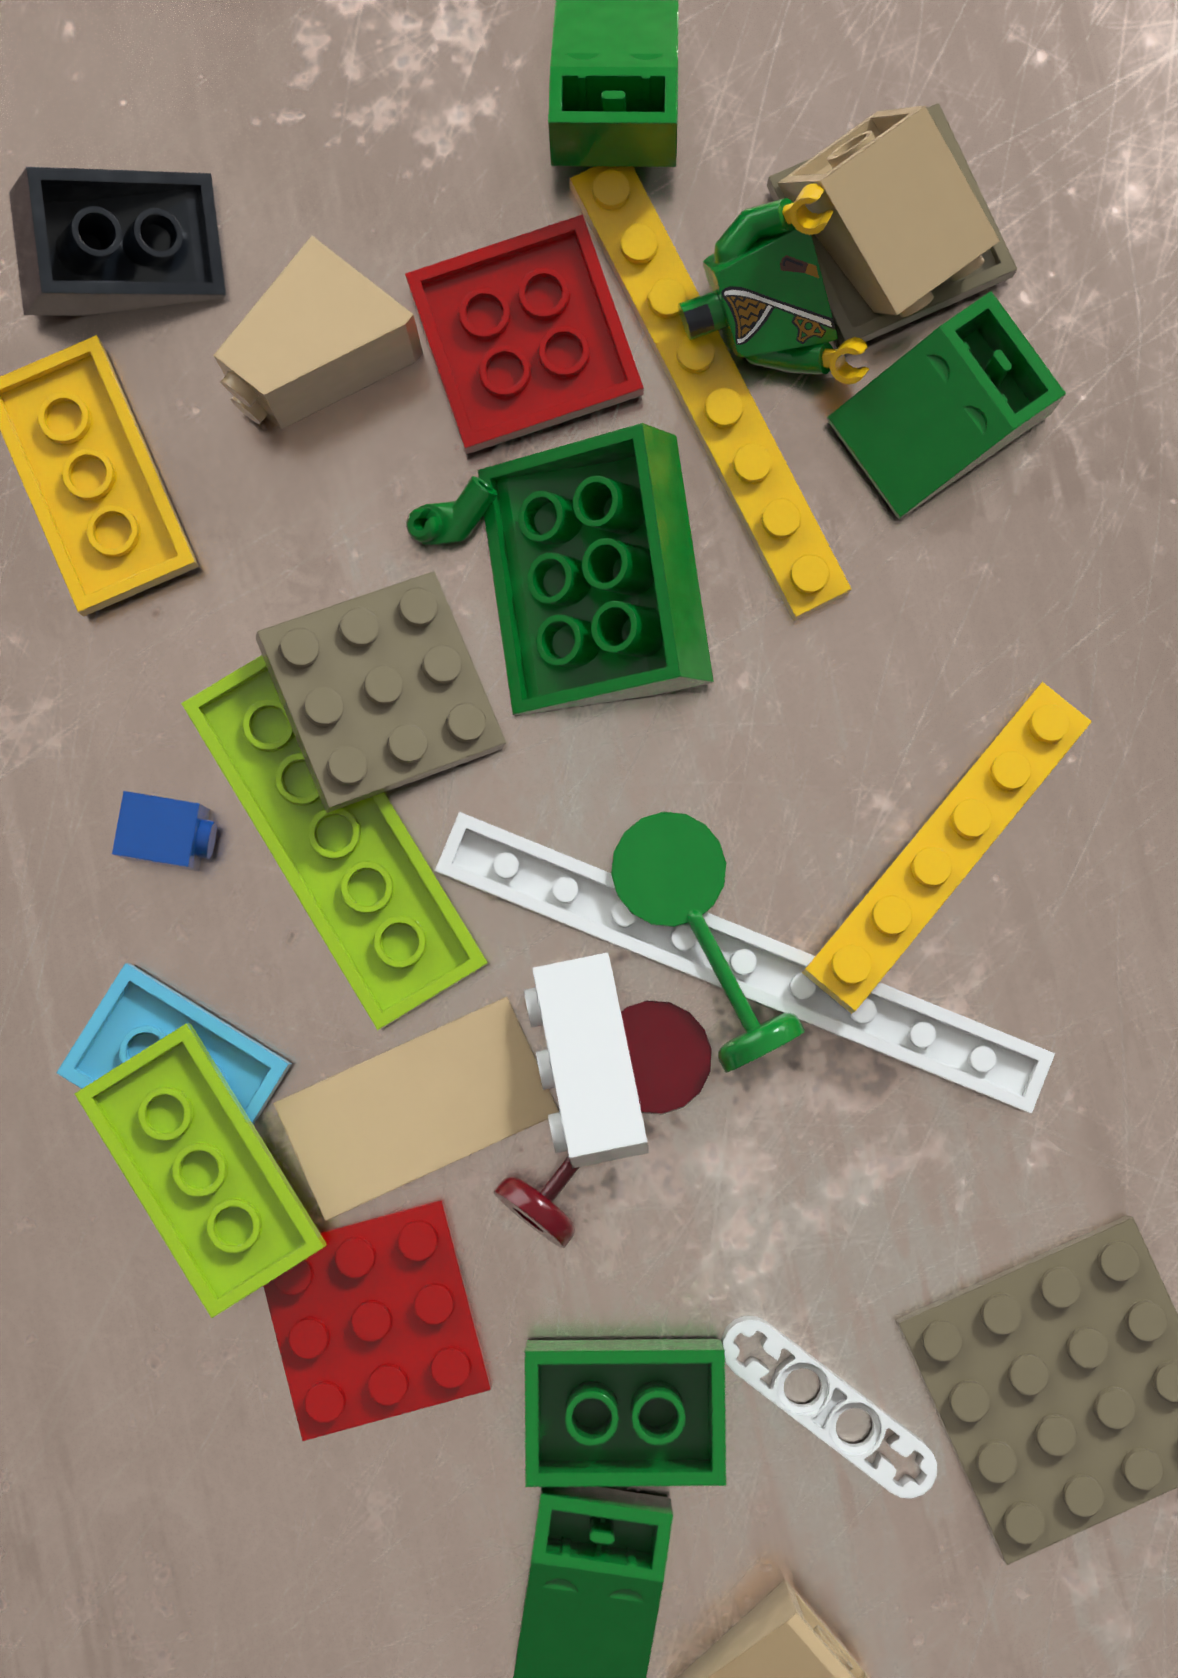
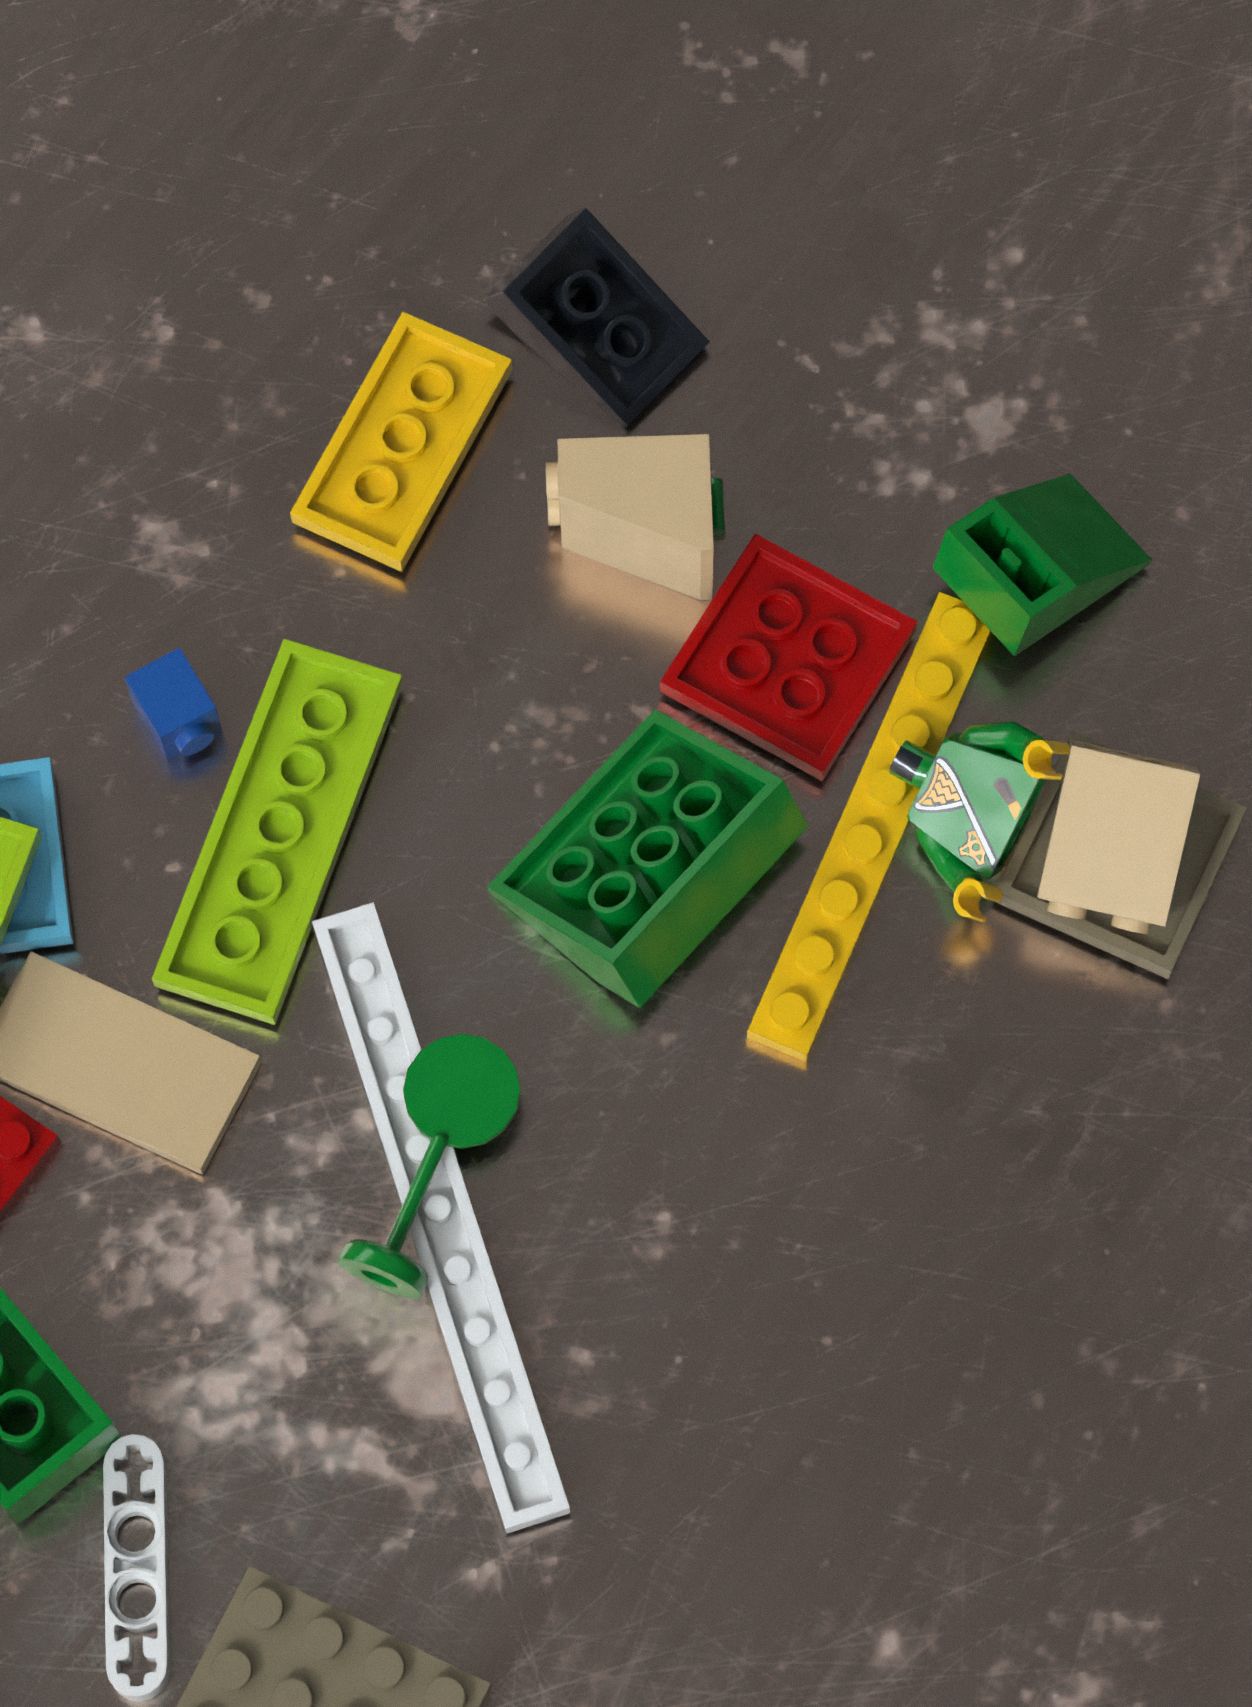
camera: 50 degrees right, 15 degrees down
(380, 691) = (417, 771): dark tan plate -> none
(451, 520) = (597, 720): green arm -> none
(586, 1061) = (257, 1149): white brick -> none
(669, 1070) = (297, 1207): dark red piece -> none
(946, 848) = (664, 1290): yellow plate -> none
(947, 405) = (1011, 1005): green slope -> none

